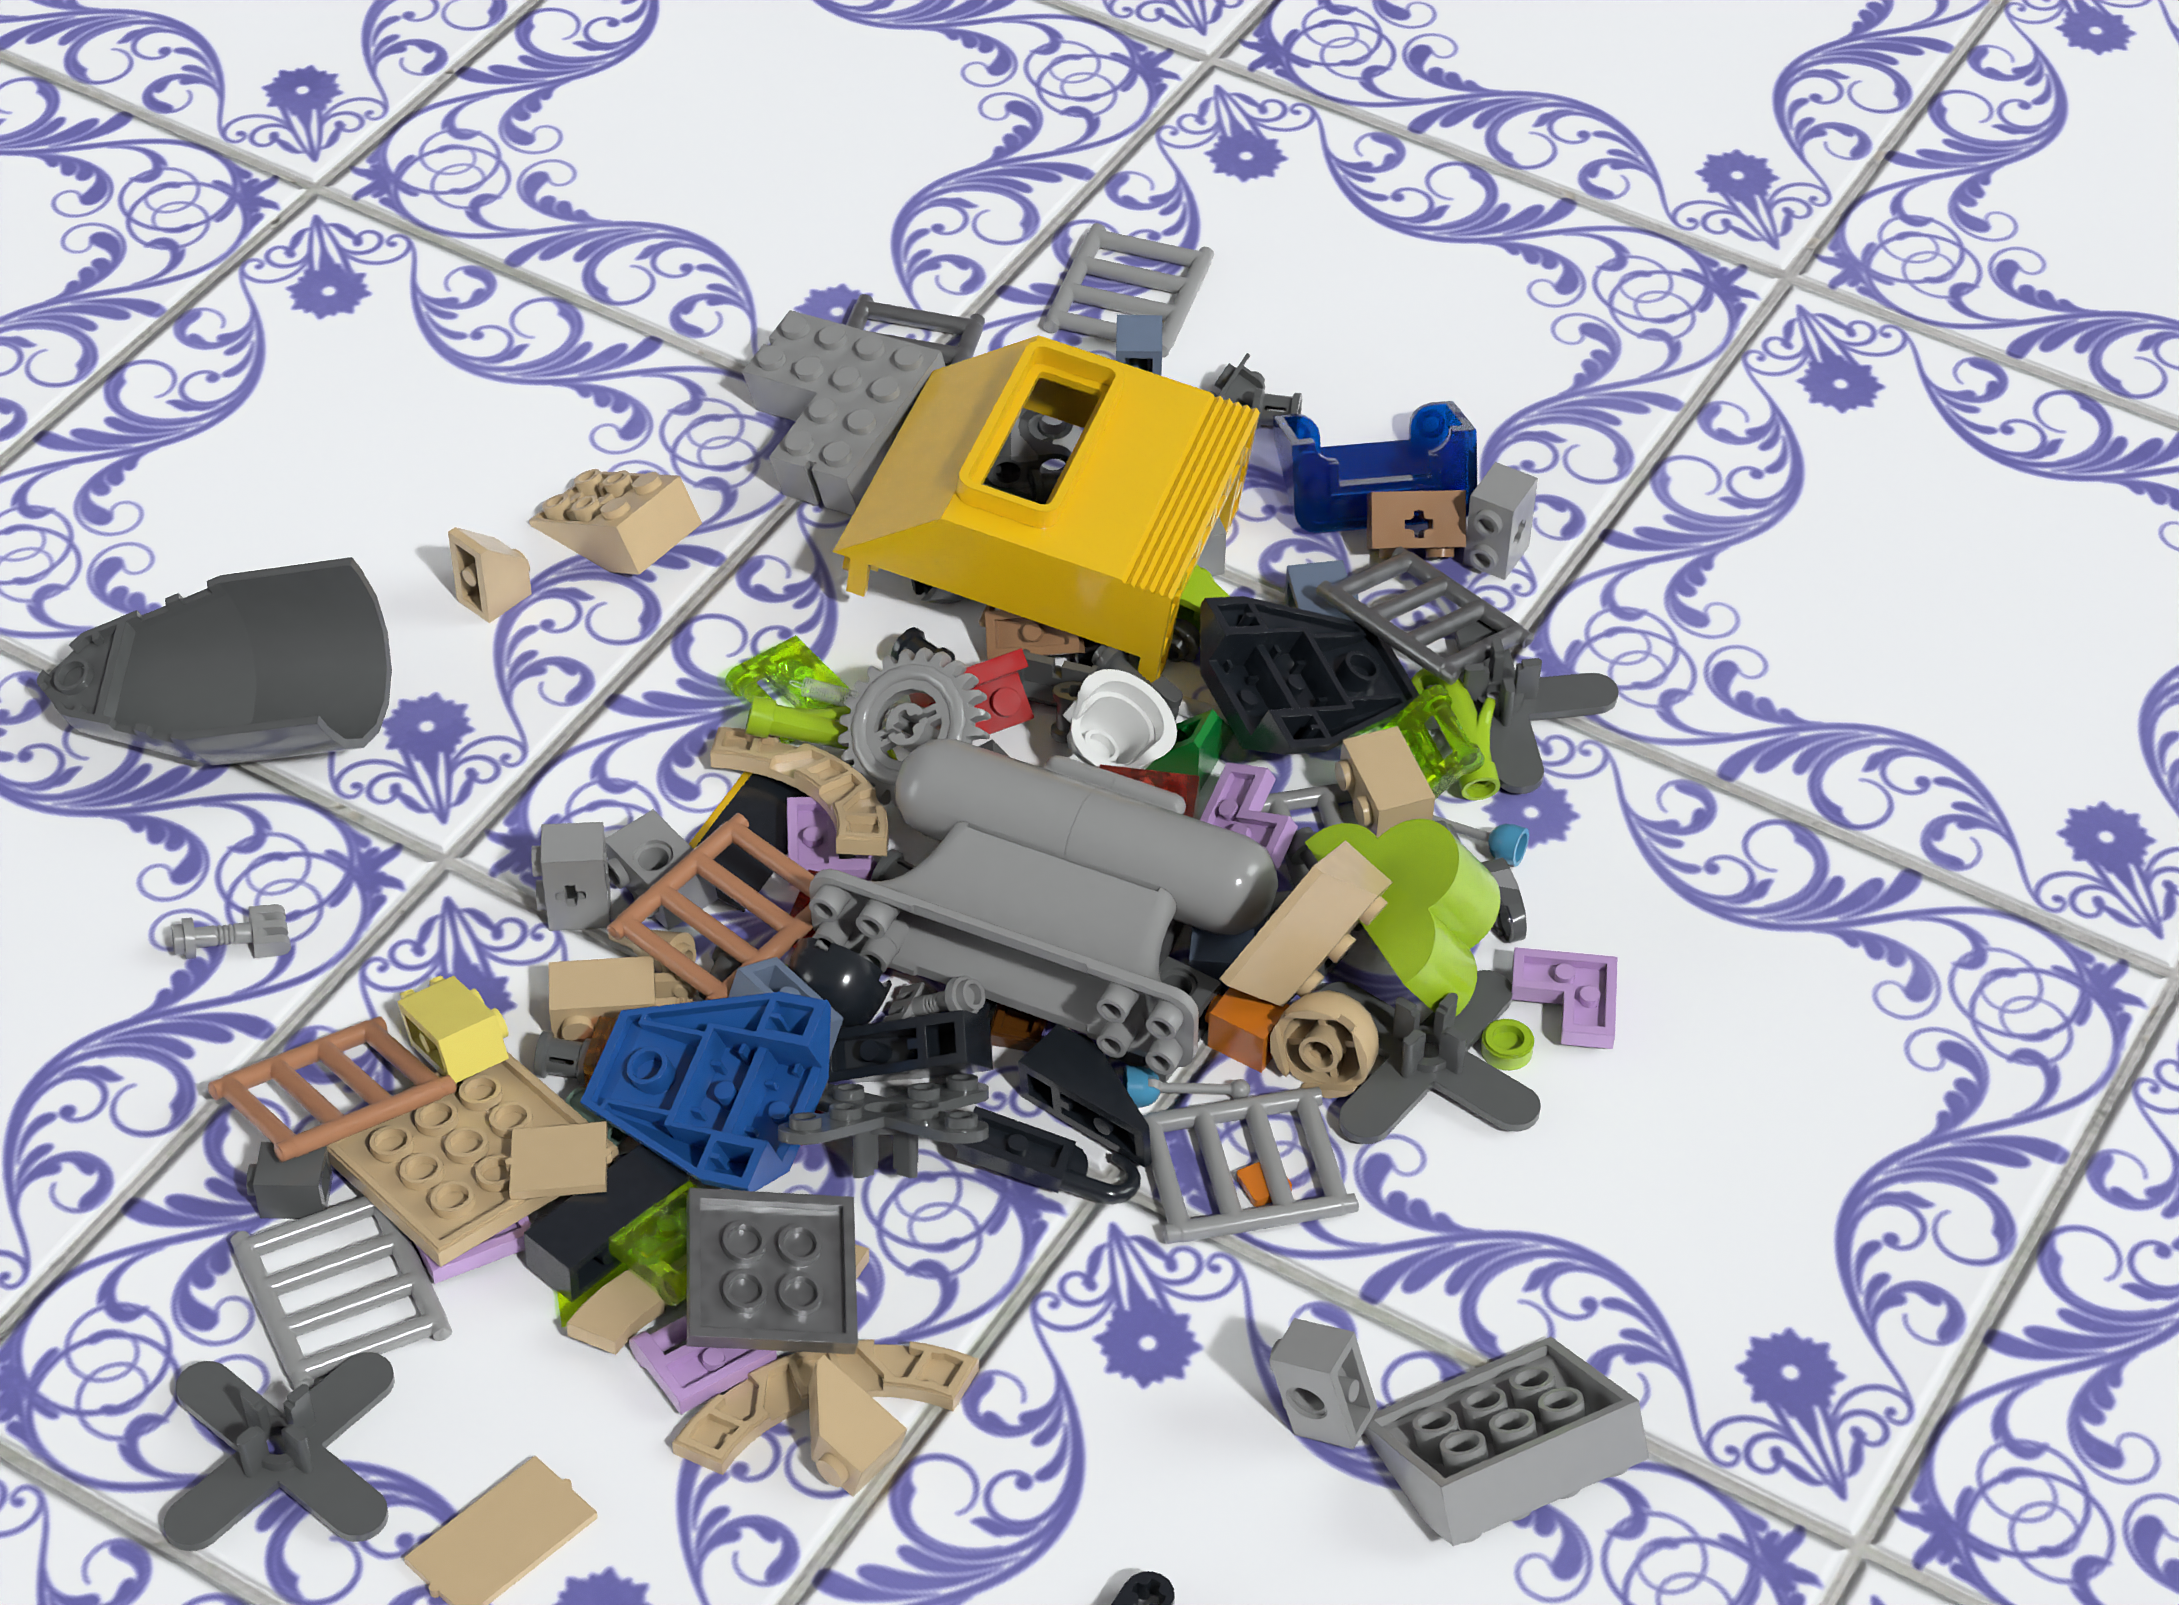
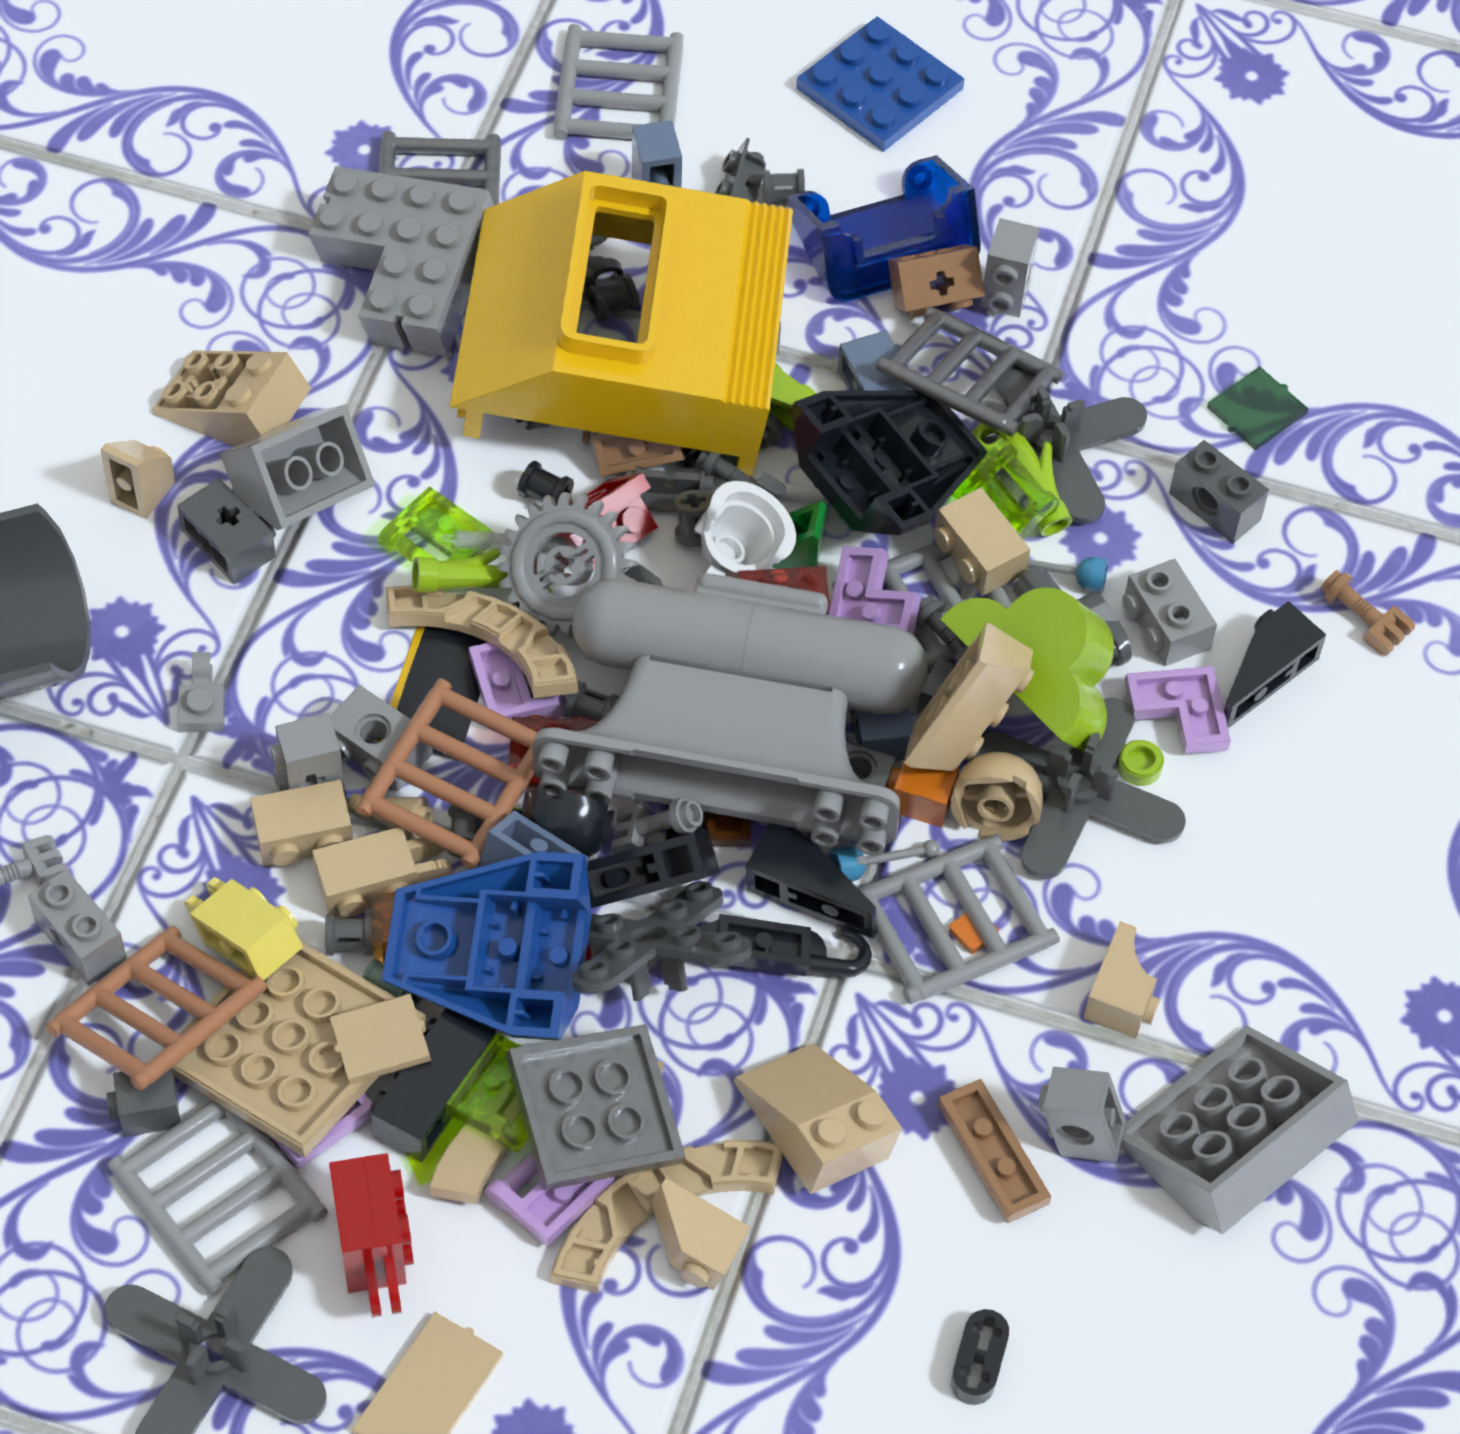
camera: 15 degrees left, 10 degrees up
(275, 994) = (77, 927): none -> light grey brick
(485, 1347) = (372, 1227): none -> red brick
(486, 807) = (201, 703): none -> light grey plate
(547, 931) = (300, 821): none -> tan brick
(567, 643) = (227, 530): none -> dark grey brick
(660, 590) = (300, 467): none -> light grey slope
(1026, 1337) = (820, 1116): none -> tan slope
(1215, 1410) = (994, 1151): none -> medium nougat plate
(1410, 1270) = (1122, 989): none -> tan arch
(1417, 329) = (880, 83): none -> blue plate
(1583, 895) = (1169, 612): none -> light grey brick
(1676, 782) = (1218, 491): none -> dark grey brick
(1691, 959) = (1278, 652): none -> black slope
(1750, 711) = (1257, 408): none -> clear green piece
(1830, 955) = (1385, 629): none -> medium nougat hinge

